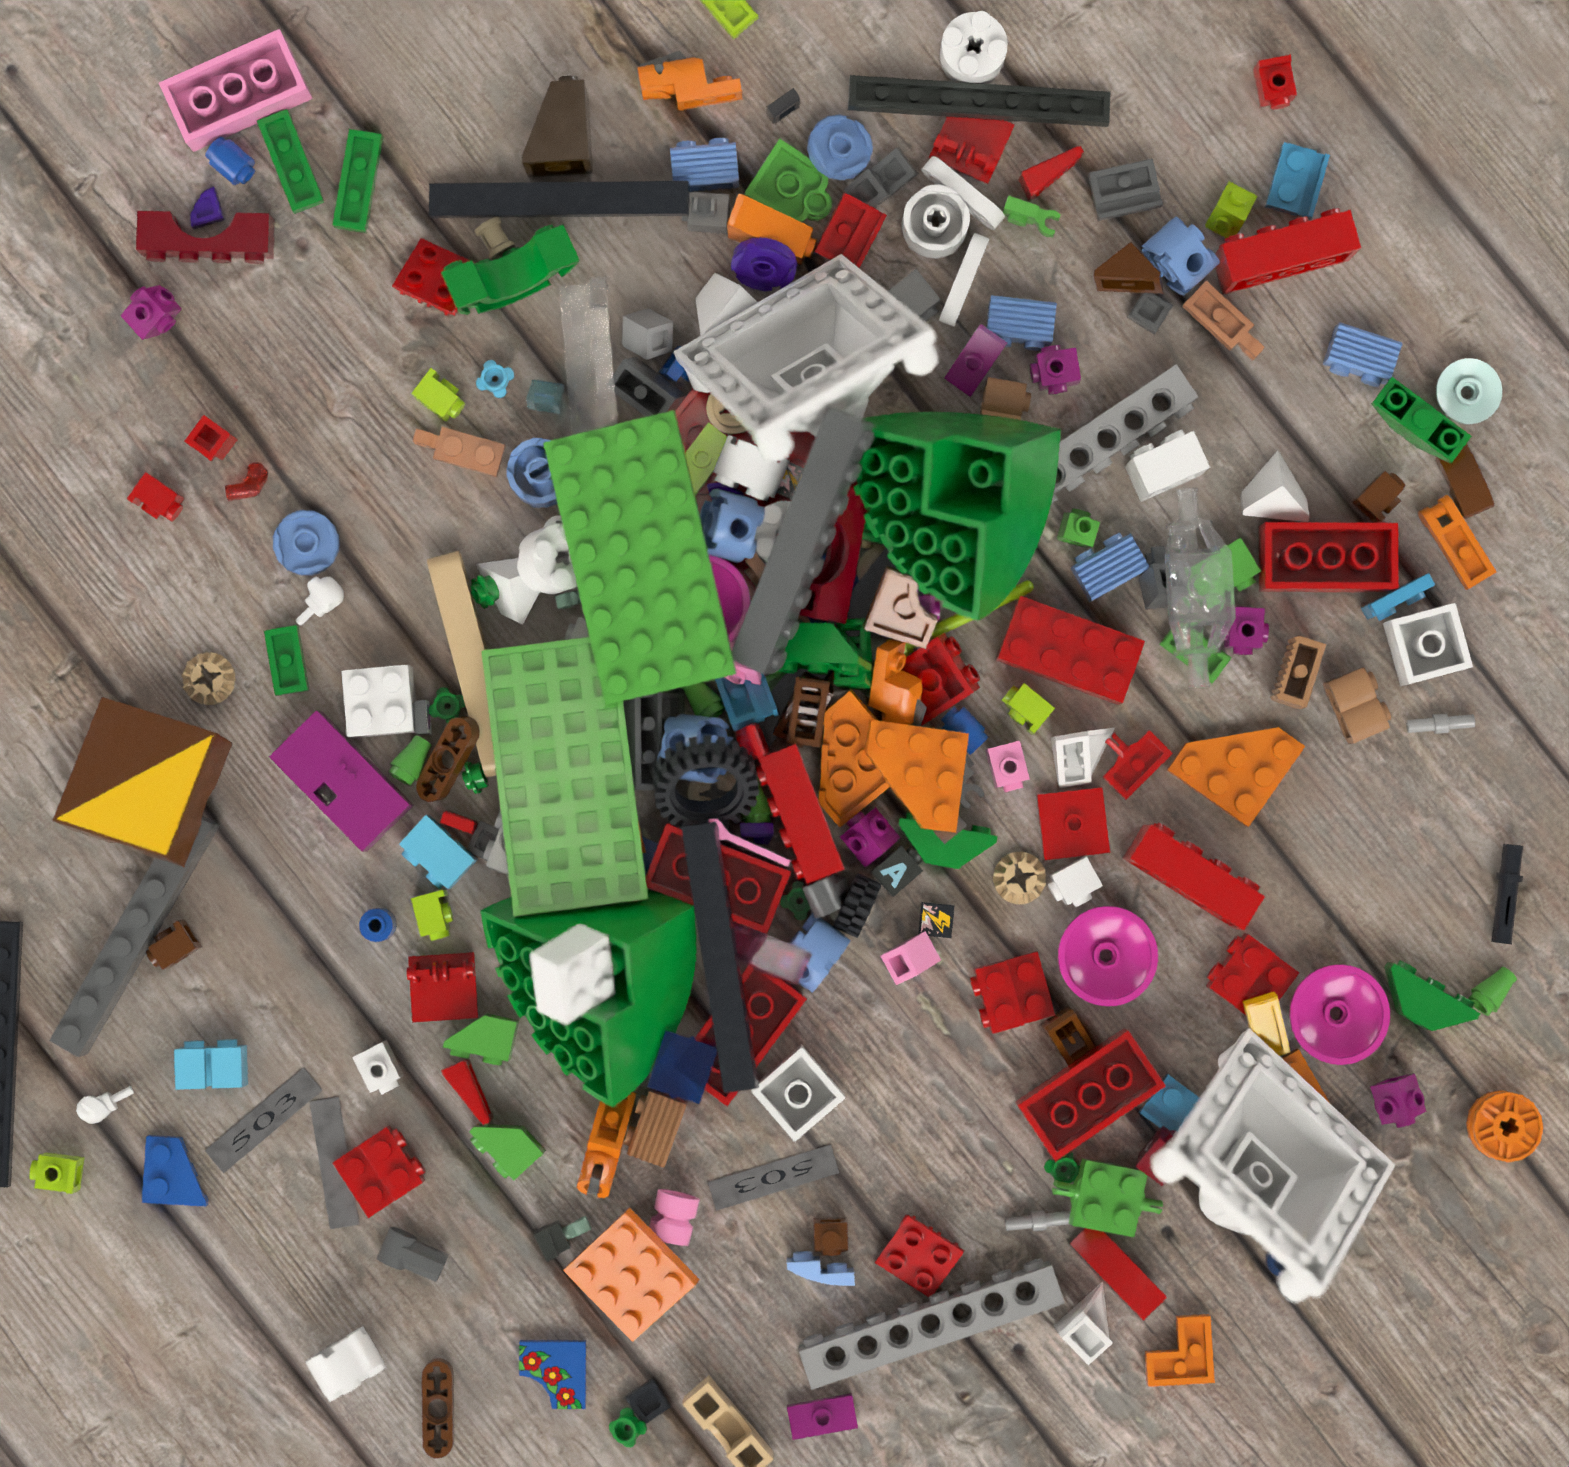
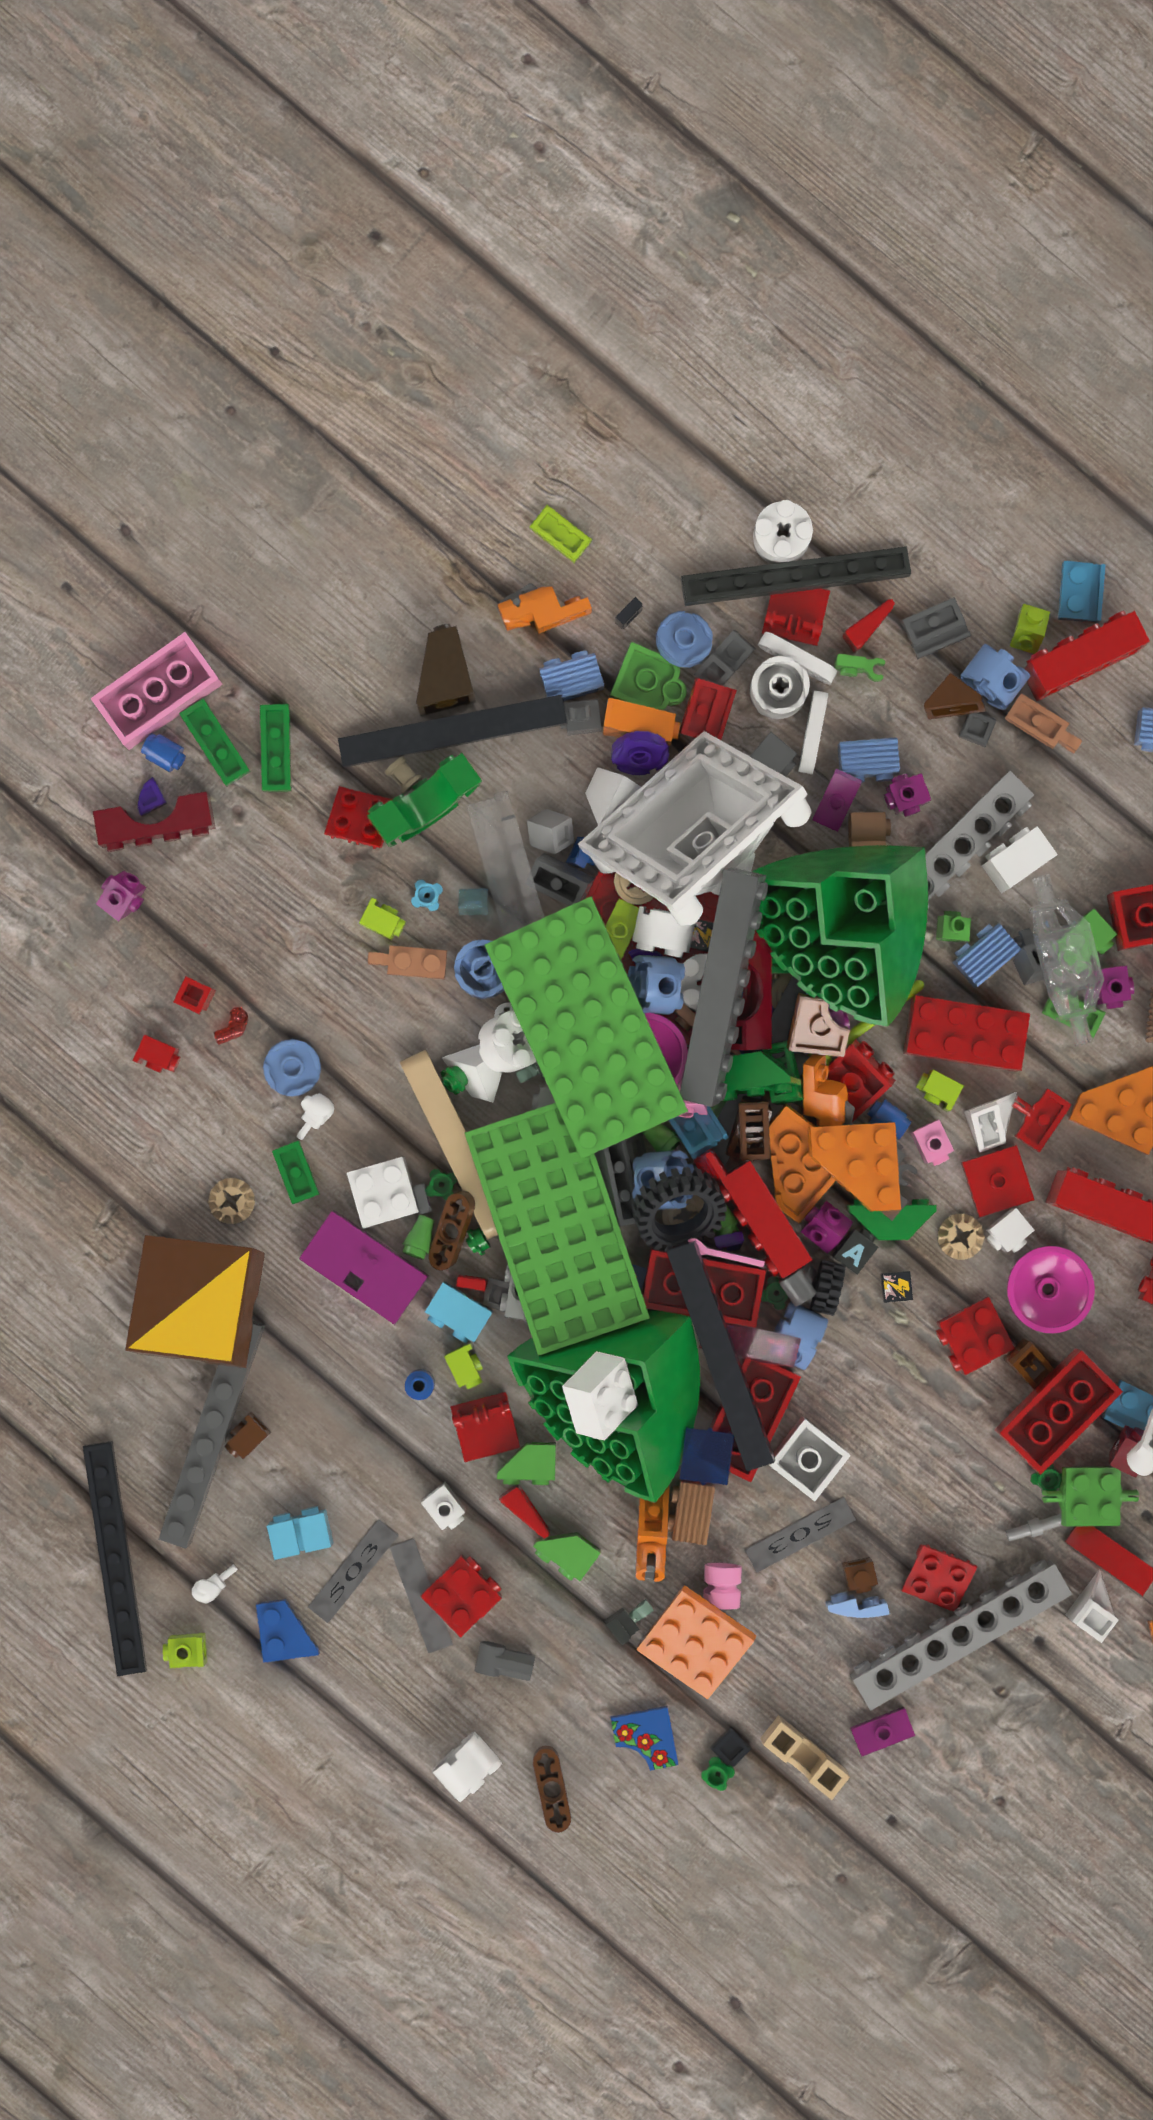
camera: 10 degrees left, 0 degrees up
(910, 958) = (882, 1324): bright pink brick -> none
(1268, 93) = (1042, 521): red brick -> none
(1275, 493) = (1115, 864): white slope -> none

